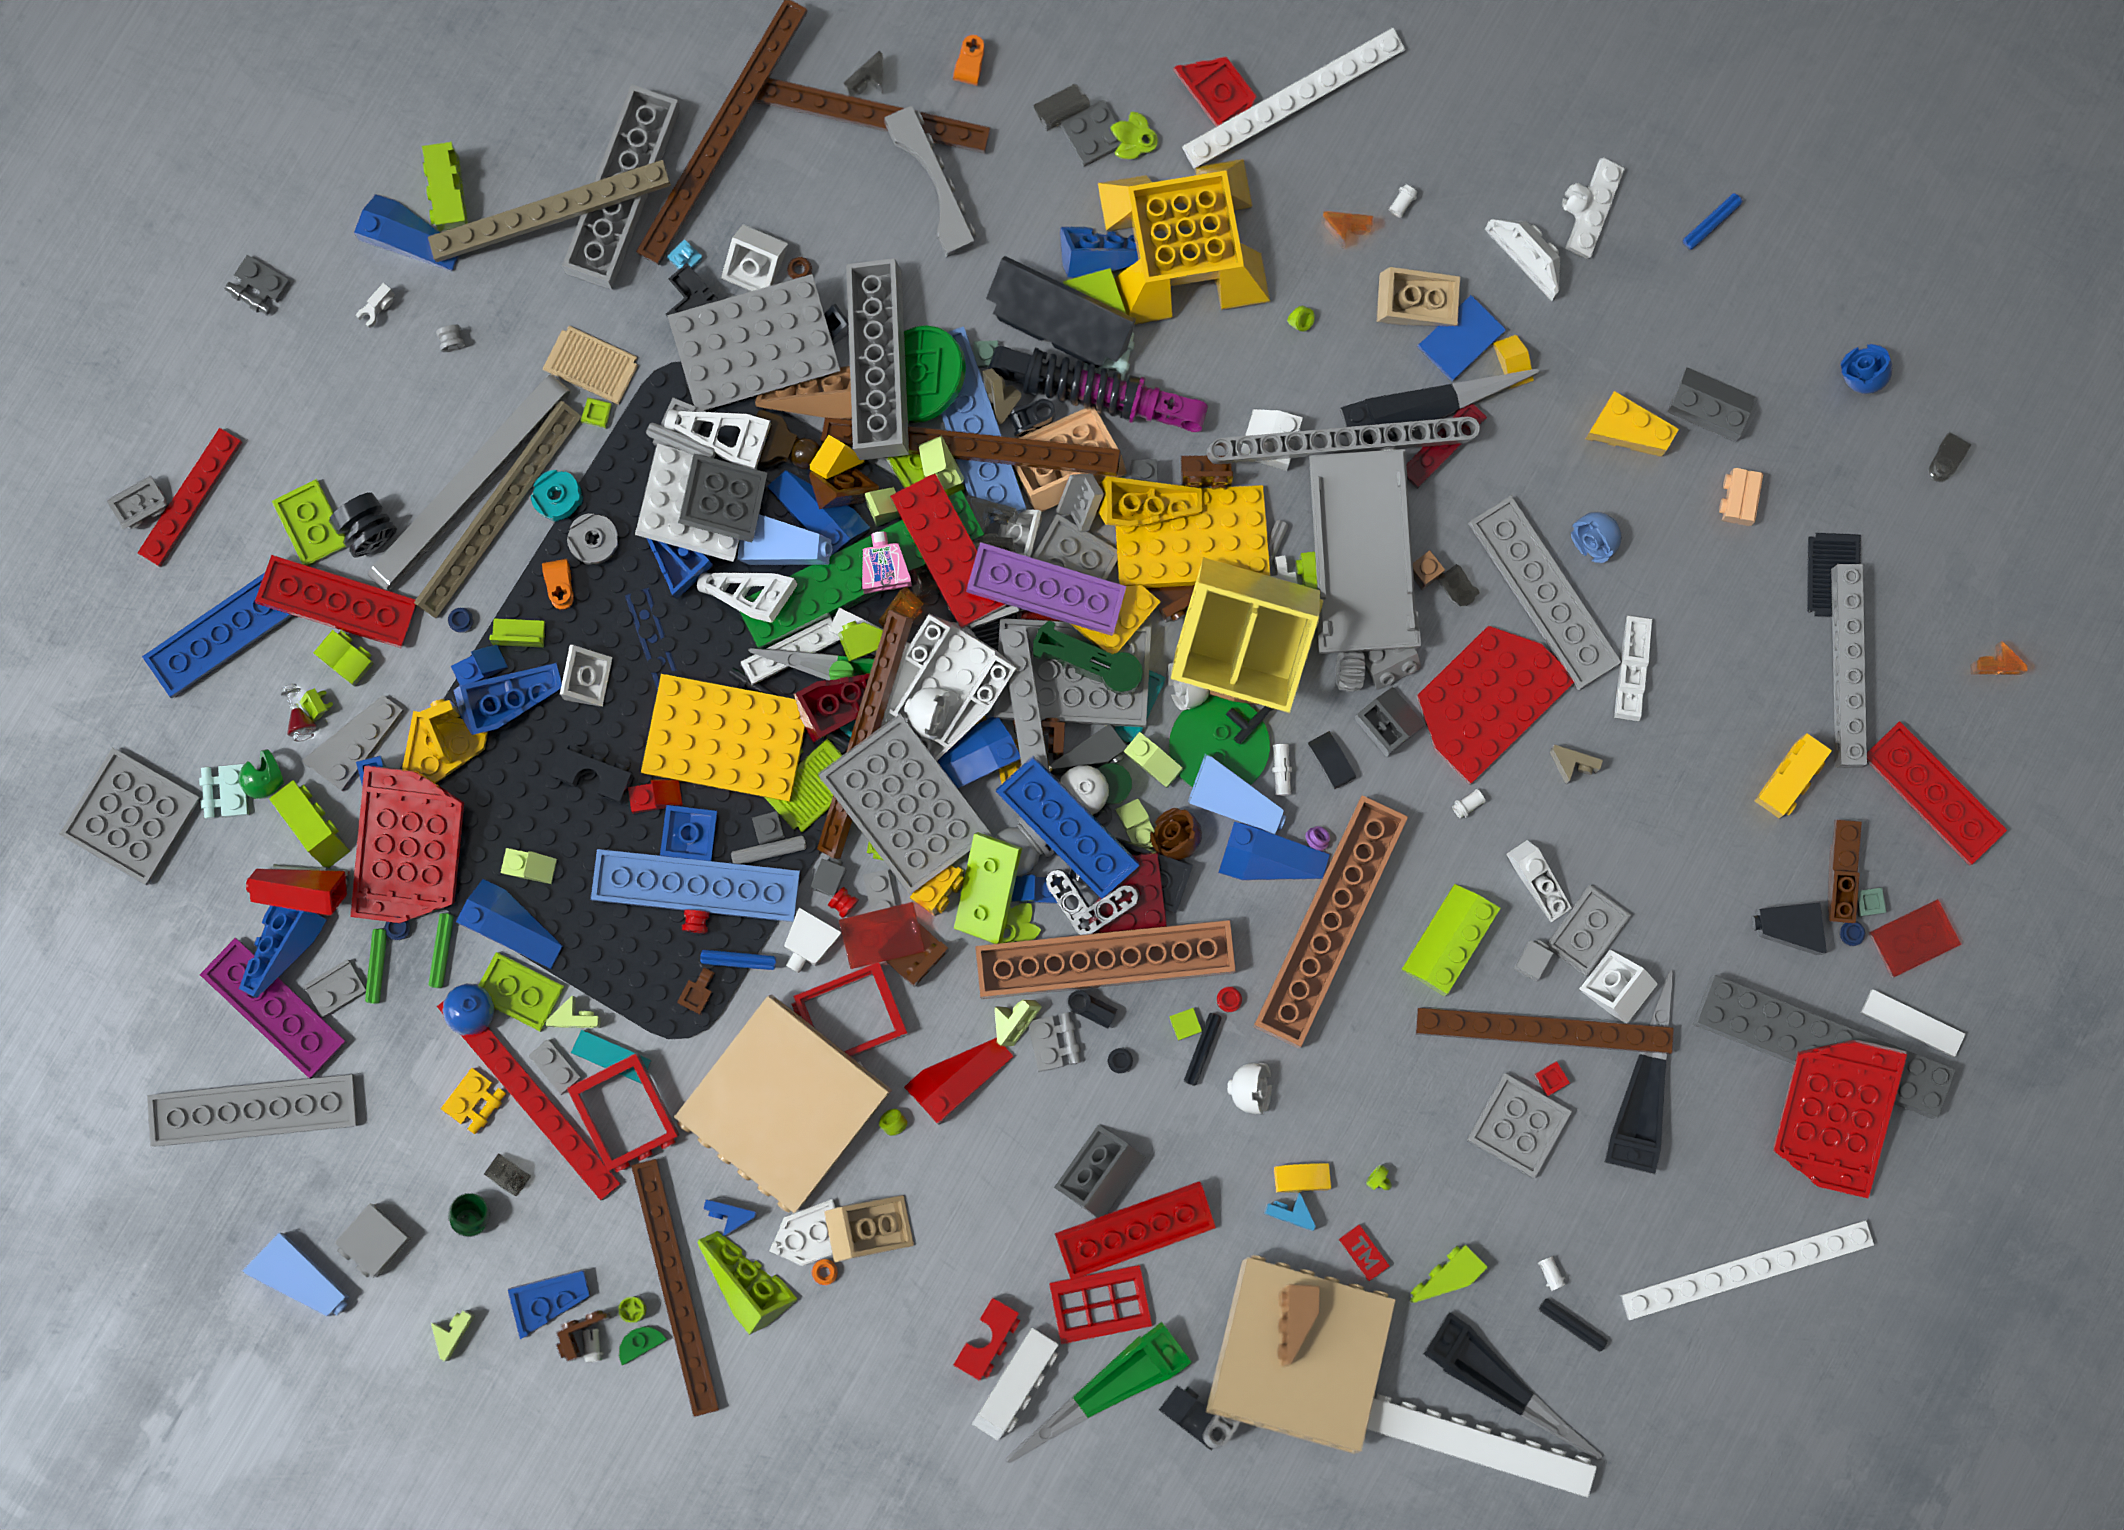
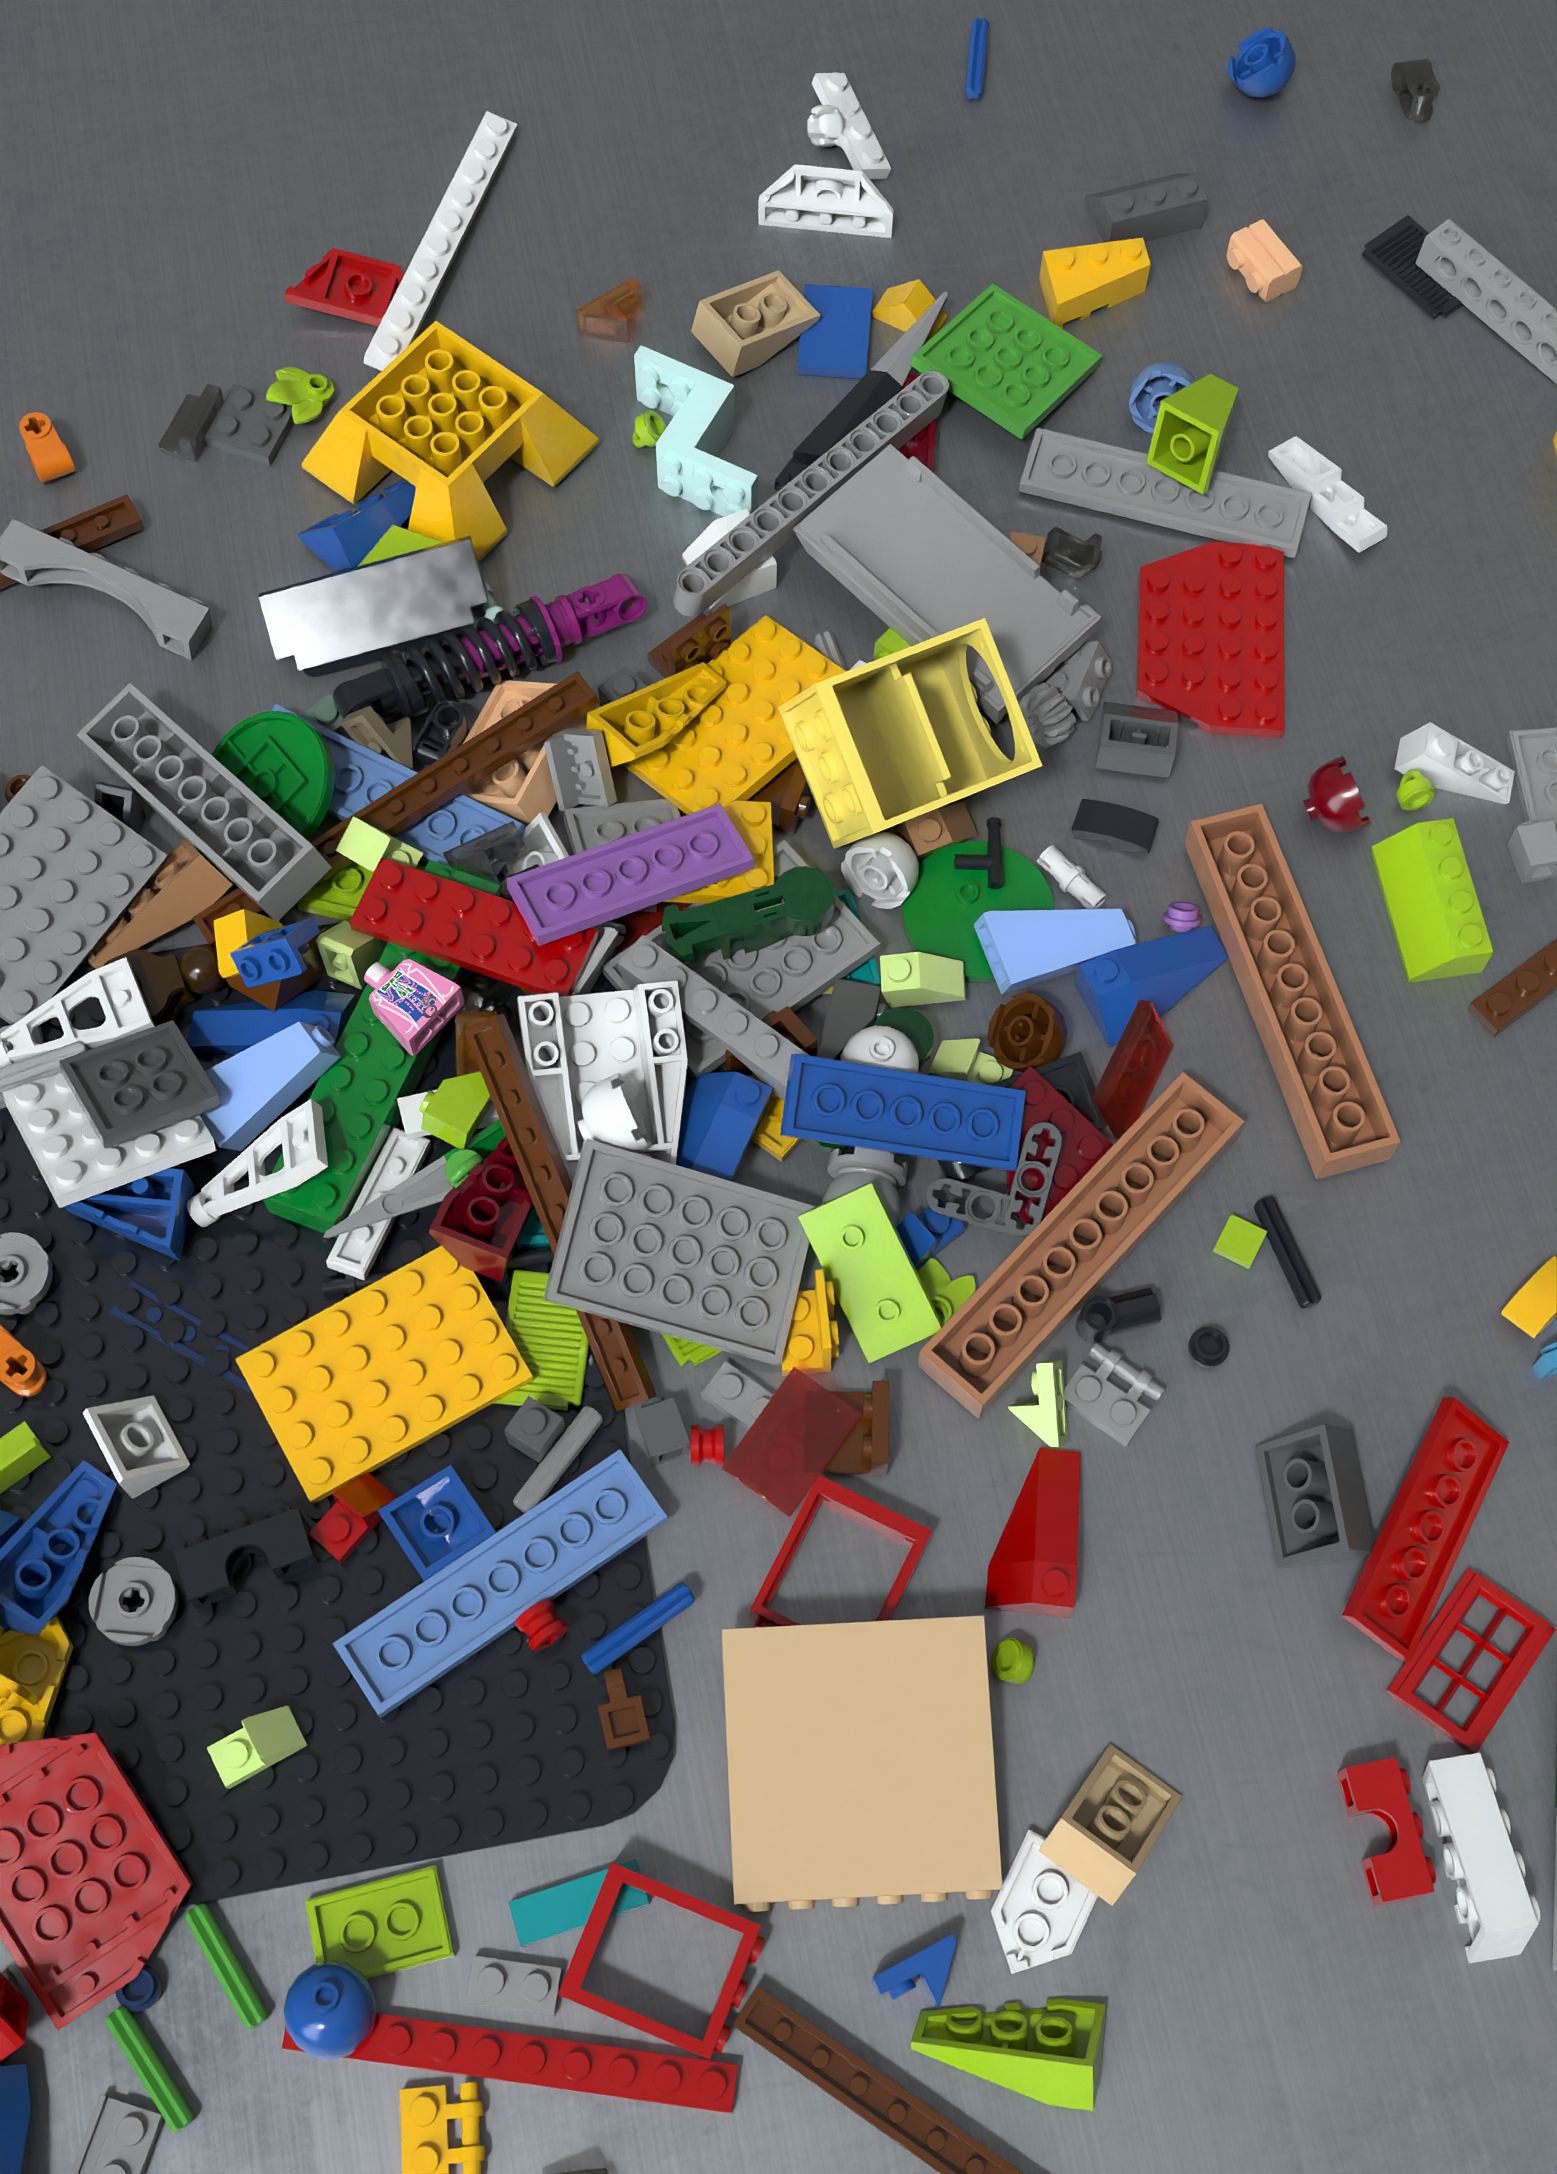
camera: 40 degrees left, 15 degrees down
(503, 920) = (283, 1847): blue wedge -> none
(527, 737) = (148, 1621): none -> light grey plate
(565, 1017) = (476, 1905): yellowish green slope -> none
(809, 940) = (706, 1526): white torso -> none
(824, 1280) = (1120, 1932): orange plate -> none
(839, 482) = (274, 953): none -> blue bracket
(1210, 897) = (1133, 1069): none -> clear red tile
(1229, 999) = (1260, 1171): red plate -> none
(1250, 1088) = (1386, 1244): white cylinder -> none
(1316, 348) = (696, 434): none -> light aqua bracket
(1403, 200) = (648, 246): white pin -> none
(1456, 845) = (1335, 799): none -> dark red cylinder
(1468, 804) = (1301, 760): white pin -> none
(1503, 876) = (1416, 792): none -> lime tile
(1533, 440) = (1007, 360): none -> bright green plate
(1566, 760) = (1363, 626): dark tan slope -> none
(1583, 576) = (1193, 431): none -> lime slope

